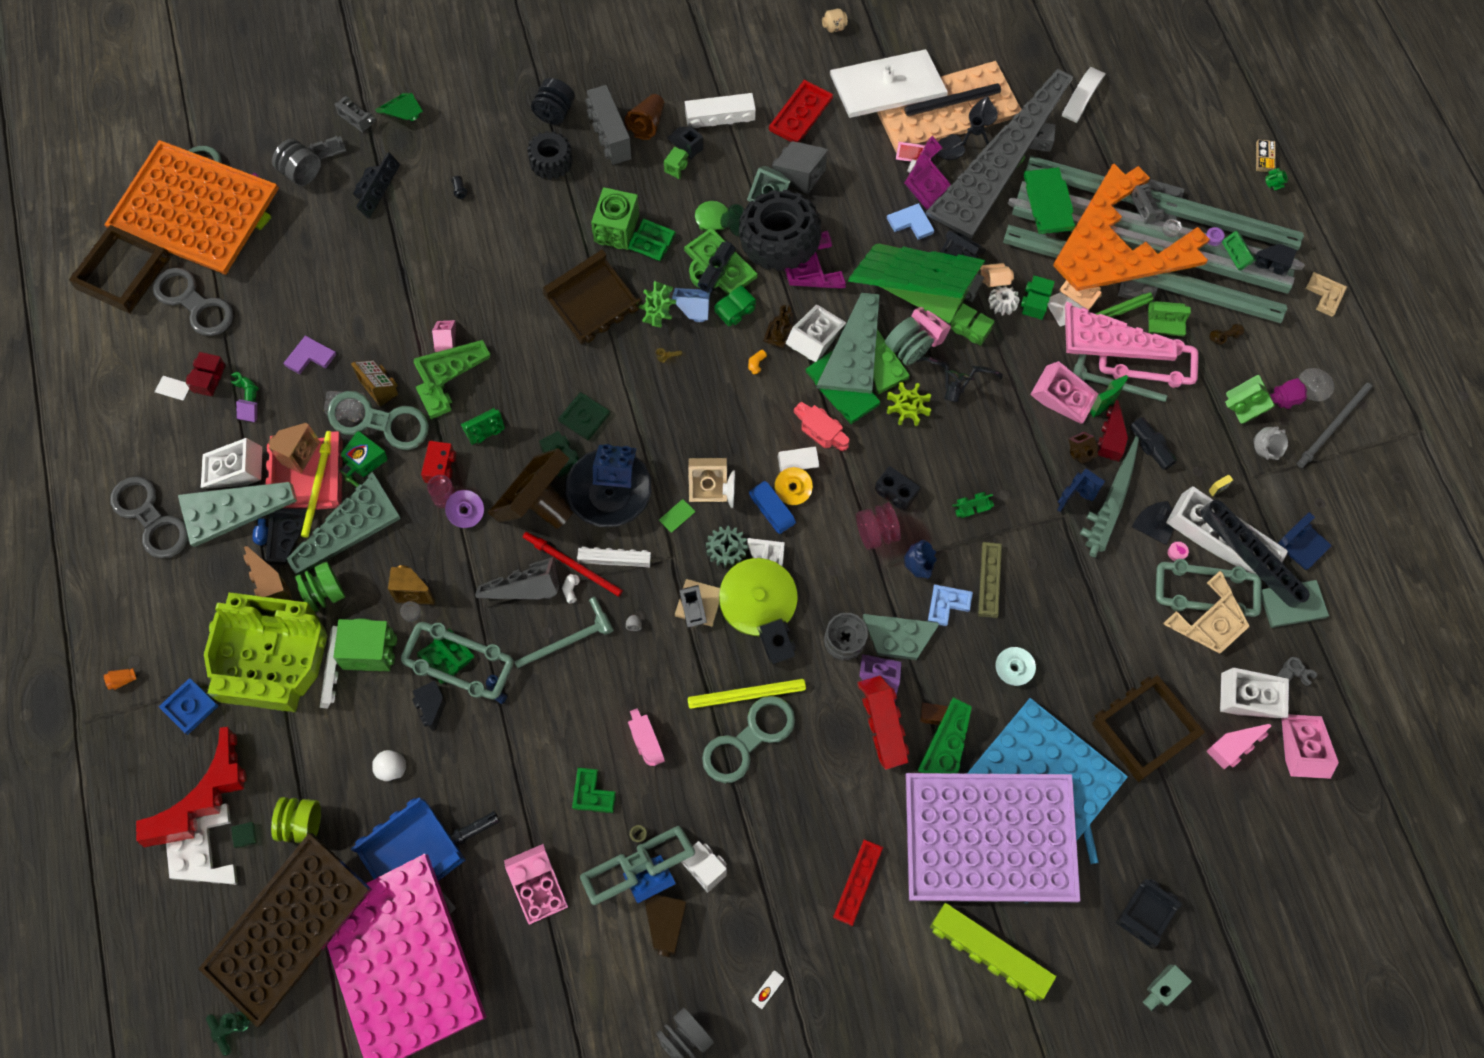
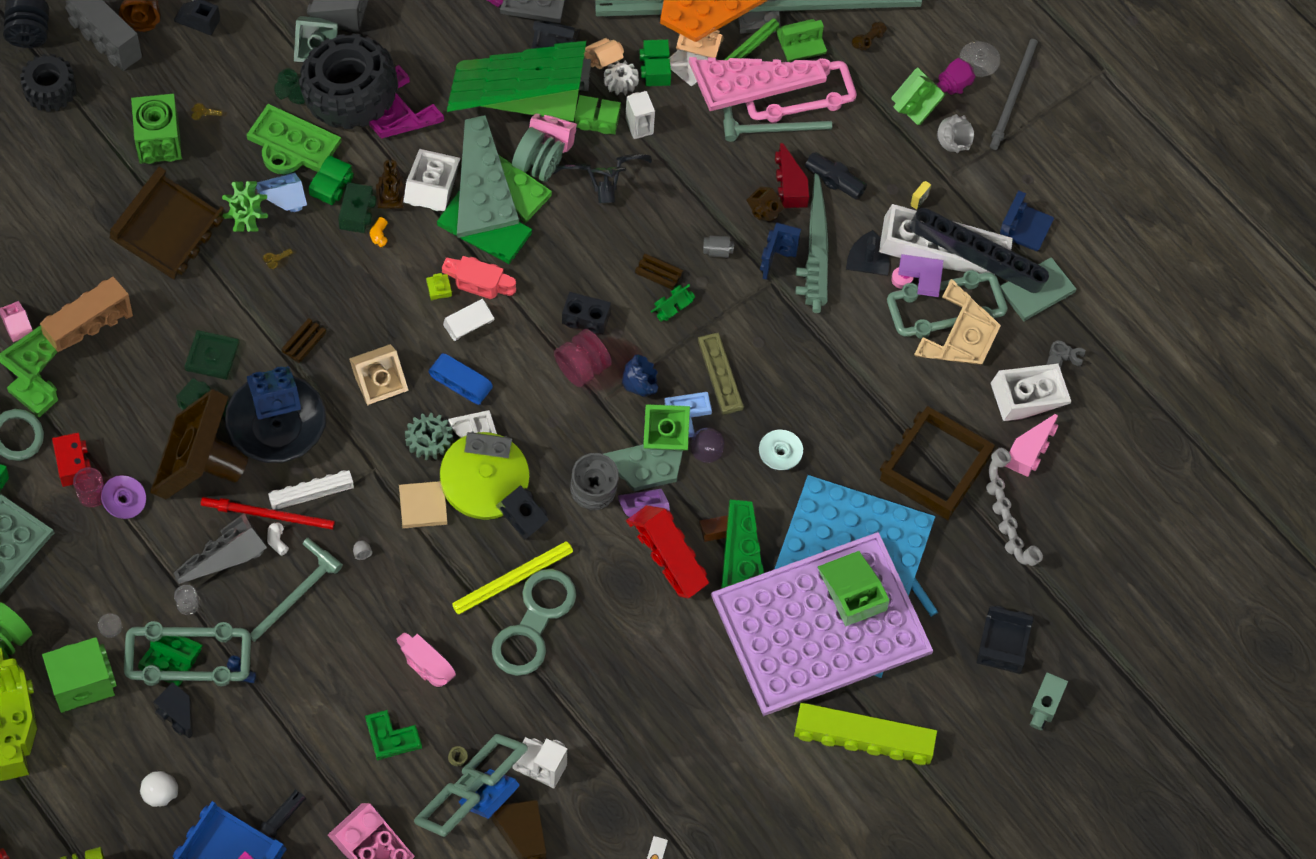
camera: 25 degrees left, 5 degrees down
(330, 674) = (47, 708): white plate -> none
(407, 586) = (102, 596): pearl gold slope -> none
(473, 611) = (183, 595): none -> clear wheel
(483, 426) = (104, 402): green bracket -> none
(497, 350) = (87, 314): none -> medium nougat wedge
(652, 240) = (205, 139): green slope -> none
(655, 425) = (294, 339): none -> dark brown tile
(657, 215) = (200, 110): none -> clear yellow hand
(676, 162) = (196, 45): bright green brick -> none
(677, 515) = (360, 424): bright green sticker -> none
(692, 606) = (419, 506): slope -> none
(709, 215) = (259, 91): bright green dish -> none
(712, 274) = (293, 153): black piece -> none
(729, 488) = (408, 374): white dish -> none
(746, 335) = (356, 208): none -> clear green brick
(768, 573) = (488, 445): none -> dark grey hinge
(786, 423) = (439, 286): none -> lime tile
(803, 486) = (482, 341): yellow dish -> none
(858, 882) = (704, 720): red tile -> none
(908, 403) = (563, 221): lime gear -> none
(911, 217) = (487, 20): light blue tile -> none
(924, 612) = (666, 427): none -> bright green slope
(954, 638) = (707, 444): none -> clear purple hair
(972, 469) = (660, 268): none -> dark brown tile
(1006, 336) = (640, 114): none -> white brick
(1029, 469) = (718, 246): none -> dark grey brick
(1030, 818) = (854, 588): none -> bright green slope
(1064, 392) = (723, 153): bright pink slope -> none
(1109, 396) = (771, 142): green slope -> none
(1201, 553) = (926, 269): none -> medium lavender tile
(1201, 846) = (1030, 556): none -> light grey bar
(1308, 747) = (1101, 424): bright pink slope -> none

